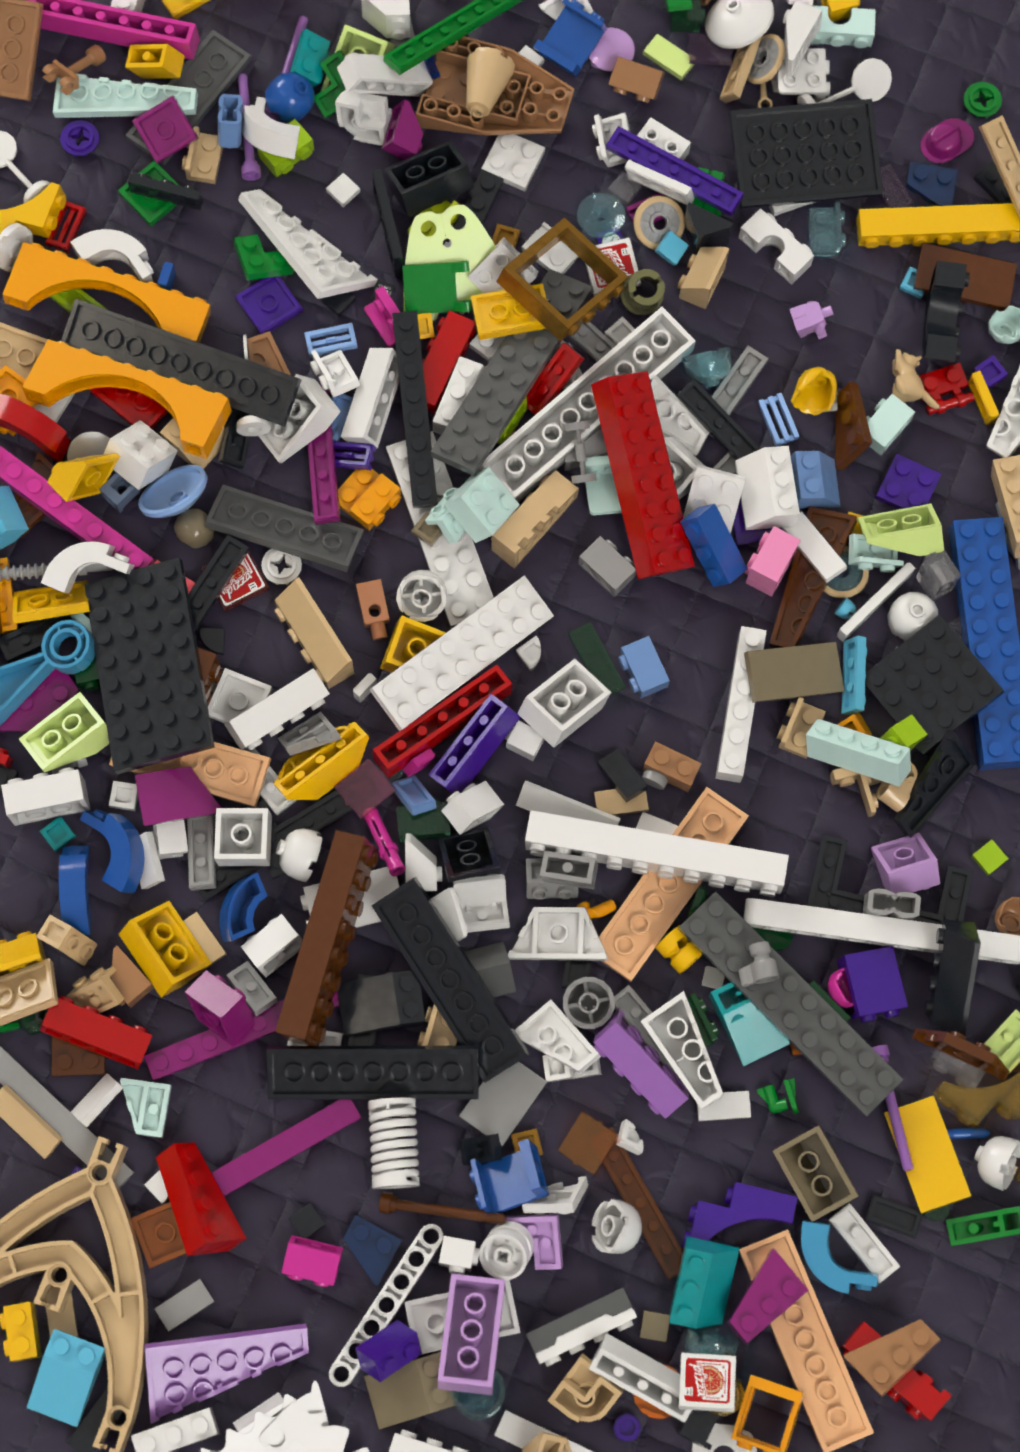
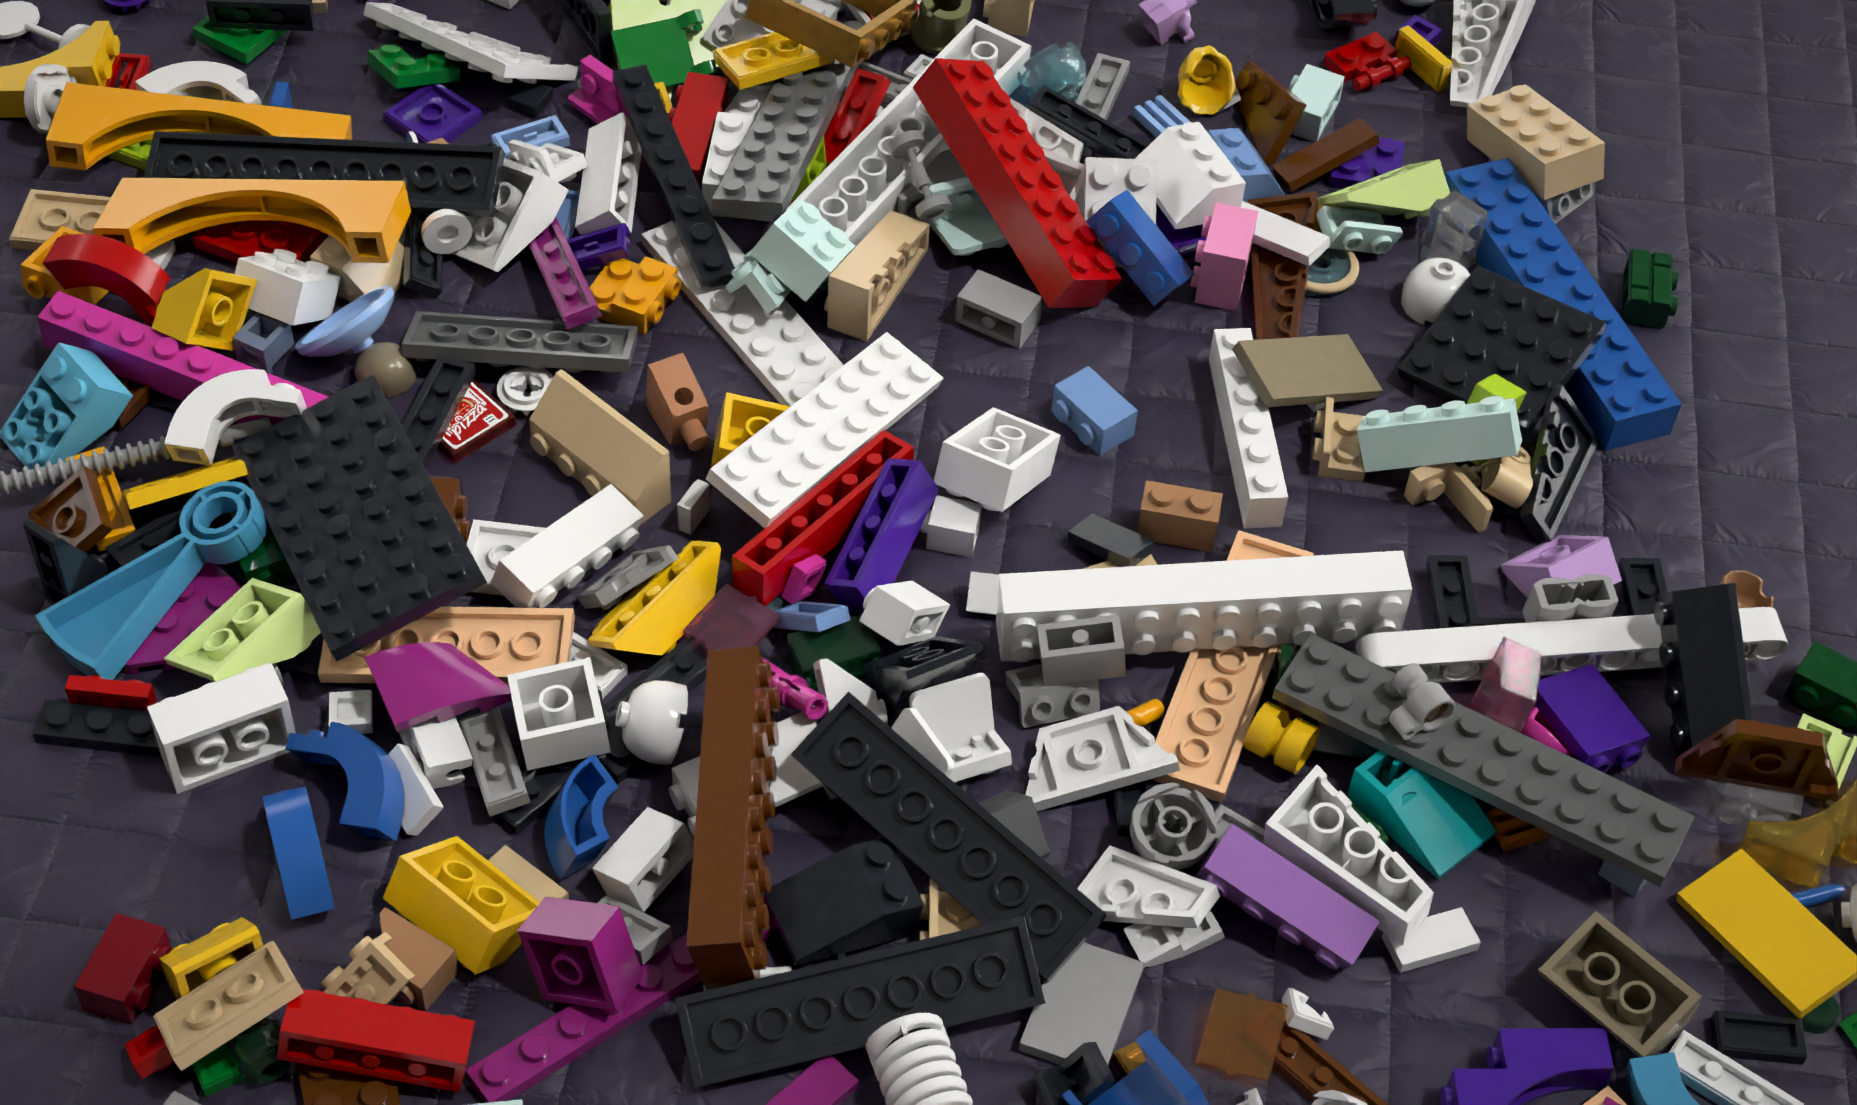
camera: 15 degrees left, 25 degrees down
(57, 834) = (249, 787): teal tile -> none
(67, 940) = (298, 906): tan bracket -> none
(422, 595) = (748, 370): white cylinder -> none
(426, 533) = (732, 307): dark tan tile -> none
(530, 653) = (922, 429): white tile -> none
(596, 657) = (1003, 397): clear green tile -> none
(654, 779) = (1164, 535): light grey tile -> none
(712, 978) = (1340, 773): white sticker -> none
(775, 1106) = (1496, 911): green piece -> none
(828, 956) = (1509, 685): none -> clear pink slope
(844, 608) = (1342, 301): medium azure hinge -> none
(854, 675) = (1388, 365): medium azure plate -> none
(875, 602) = (1381, 284): white tile -> none
(877, 478) = (1326, 154): none -> reddish brown tile
(895, 1118) = (1714, 908): medium lavender piece -> none
(907, 383) = (1321, 51): tan animal -> none
(989, 857) = (1671, 544): lime tile -> none

